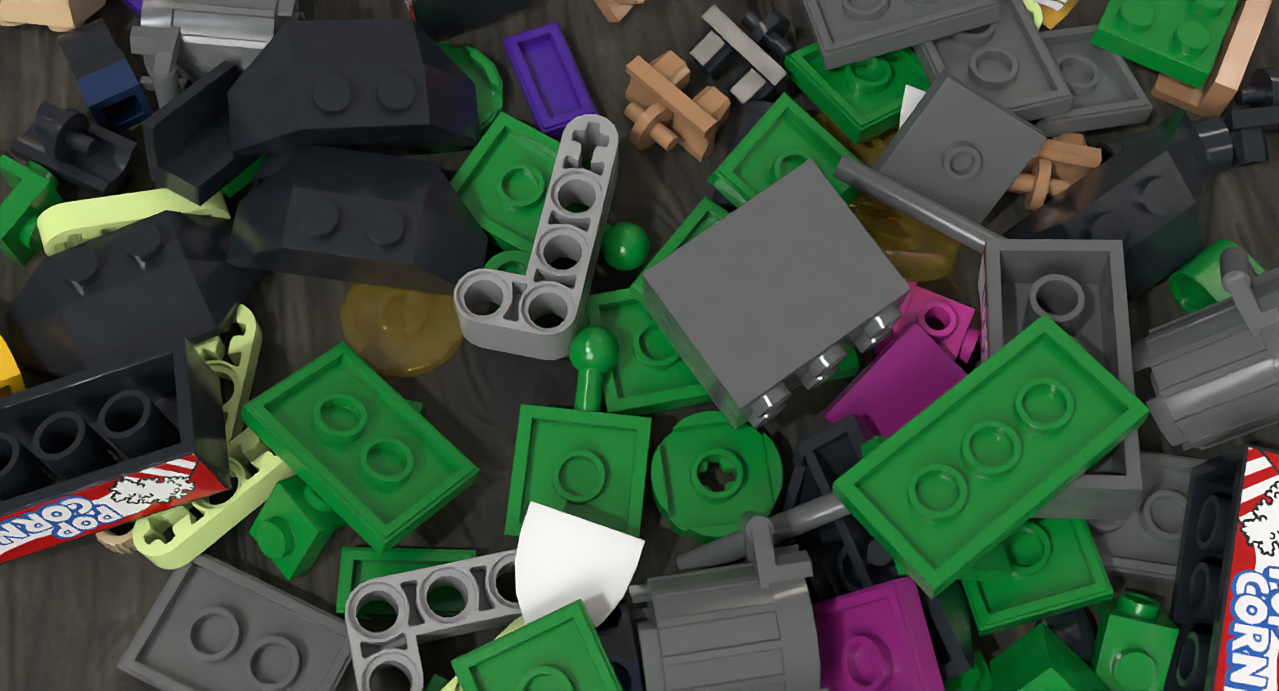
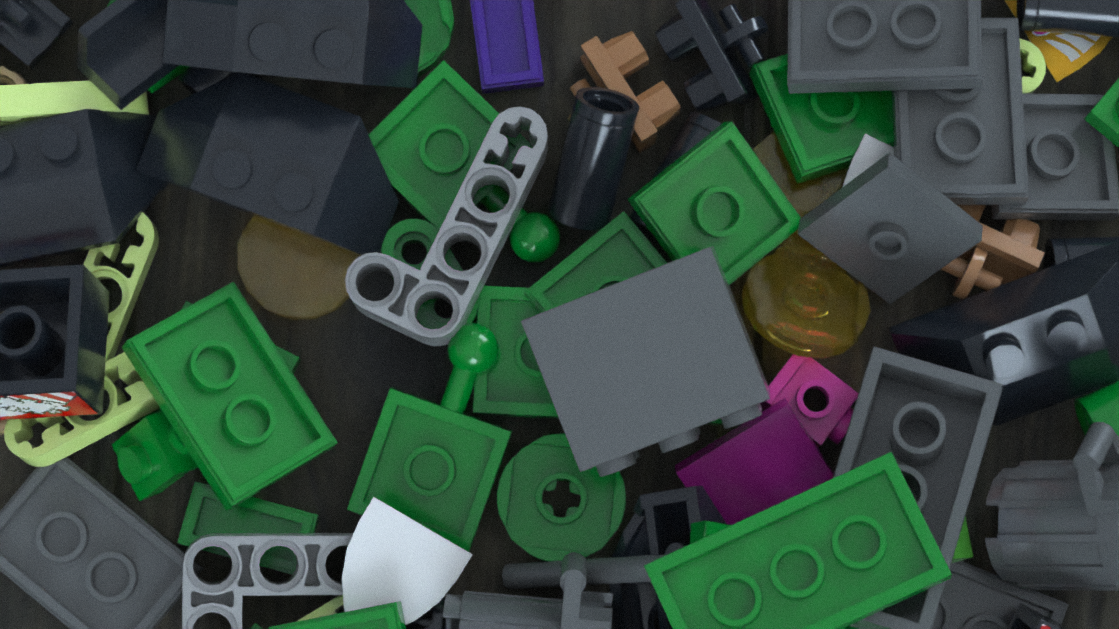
camera: 15 degrees right, 15 degrees up
(663, 156) = (593, 158): none -> black pin
(914, 204) = (836, 280): dark grey piece -> none

